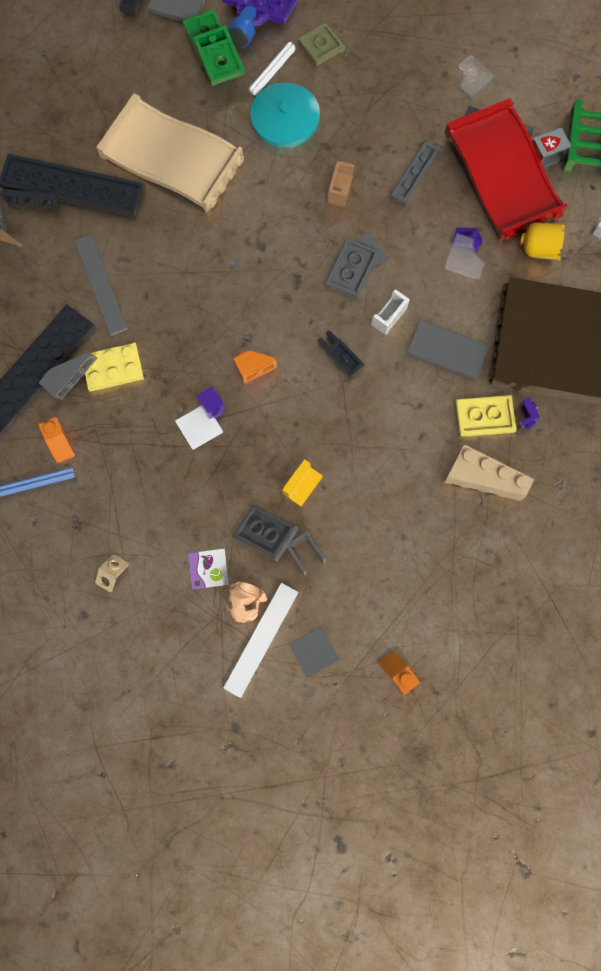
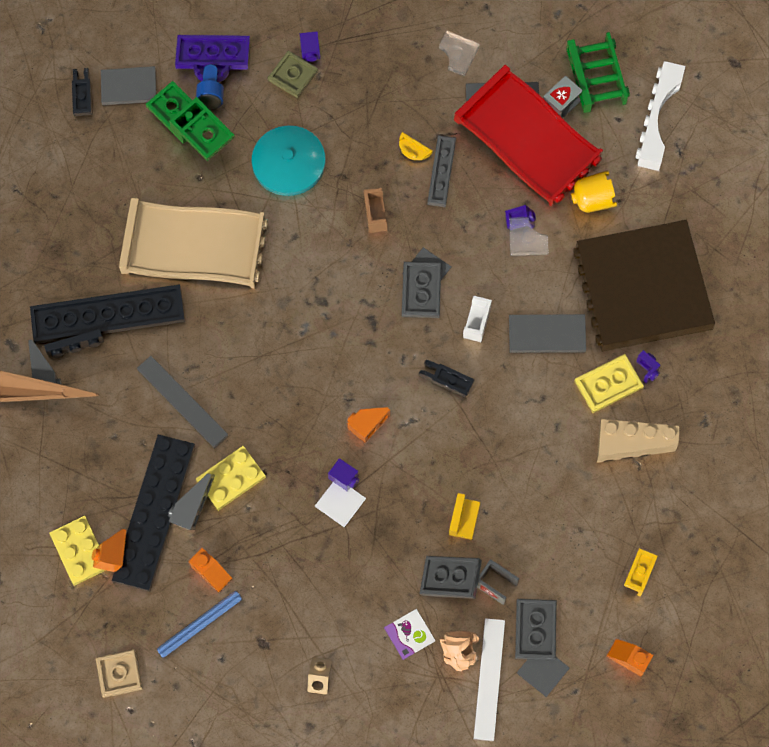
camera: 20 degrees left, 5 degrees down
(272, 68) = (255, 118): white axle -> none
(323, 611) = (535, 629): none -> dark grey tile
(345, 24) = (310, 46): none -> dark purple brick
(397, 144) = (413, 149): none -> yellow plate
(441, 598) = (640, 571): none -> yellow panel

